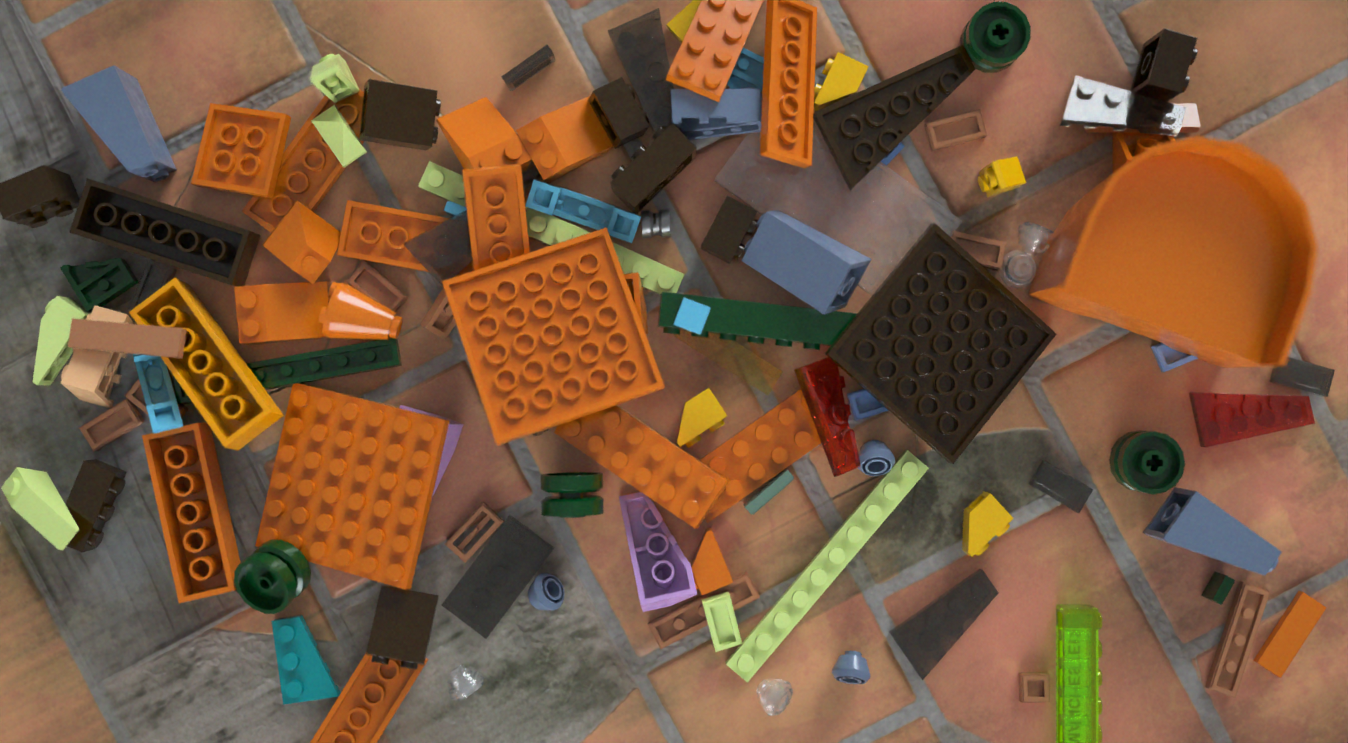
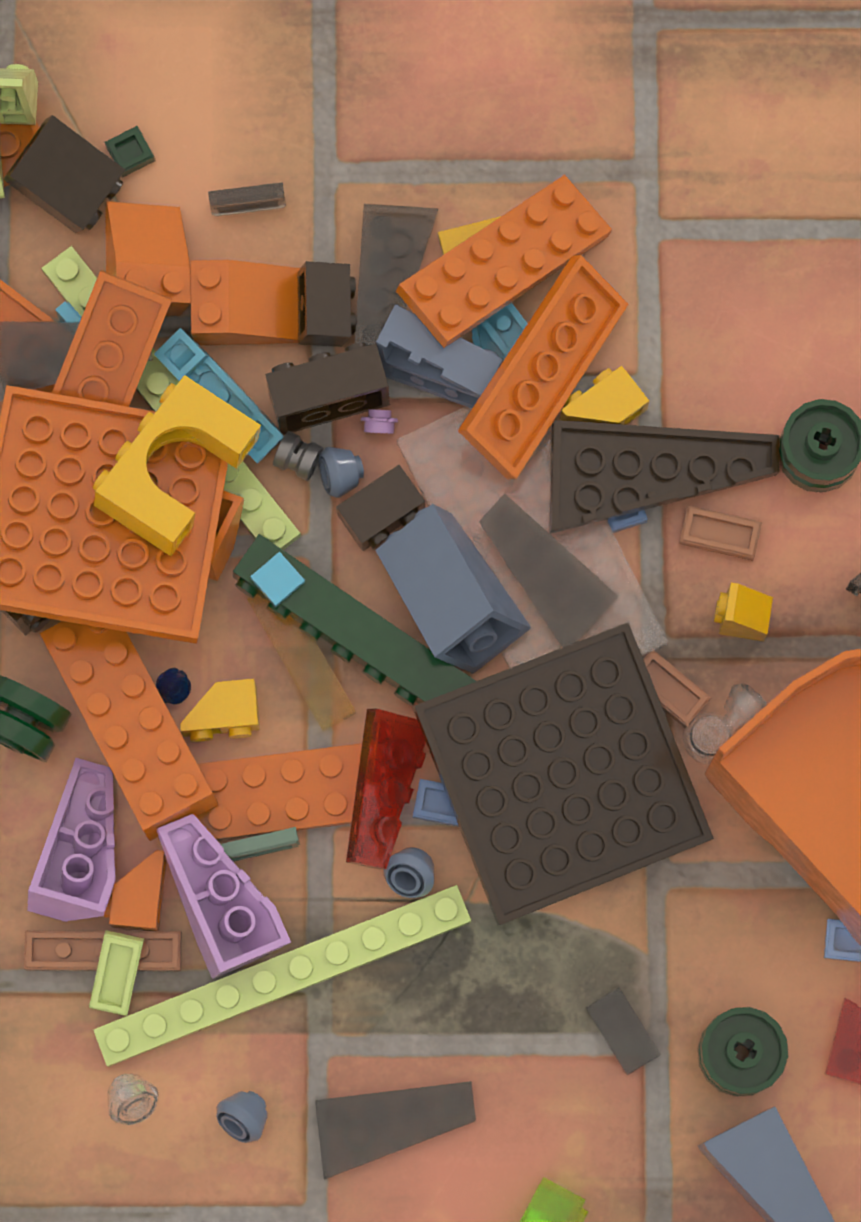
camera: 30 degrees right, 10 degrees down
(432, 75) = (130, 150): none -> dark green tile
(575, 237) = (186, 415): none -> yellow arch
(656, 418) = (173, 686): none -> clear blue plate
(688, 219) = (339, 471): none -> sand blue cone
(696, 173) = (379, 422): none -> lavender plate
(769, 545) = (221, 903): none -> lavender wedge
(869, 219) = (553, 578): none -> clear smoke wing
(983, 521) = (502, 1020): yellow slope -> none

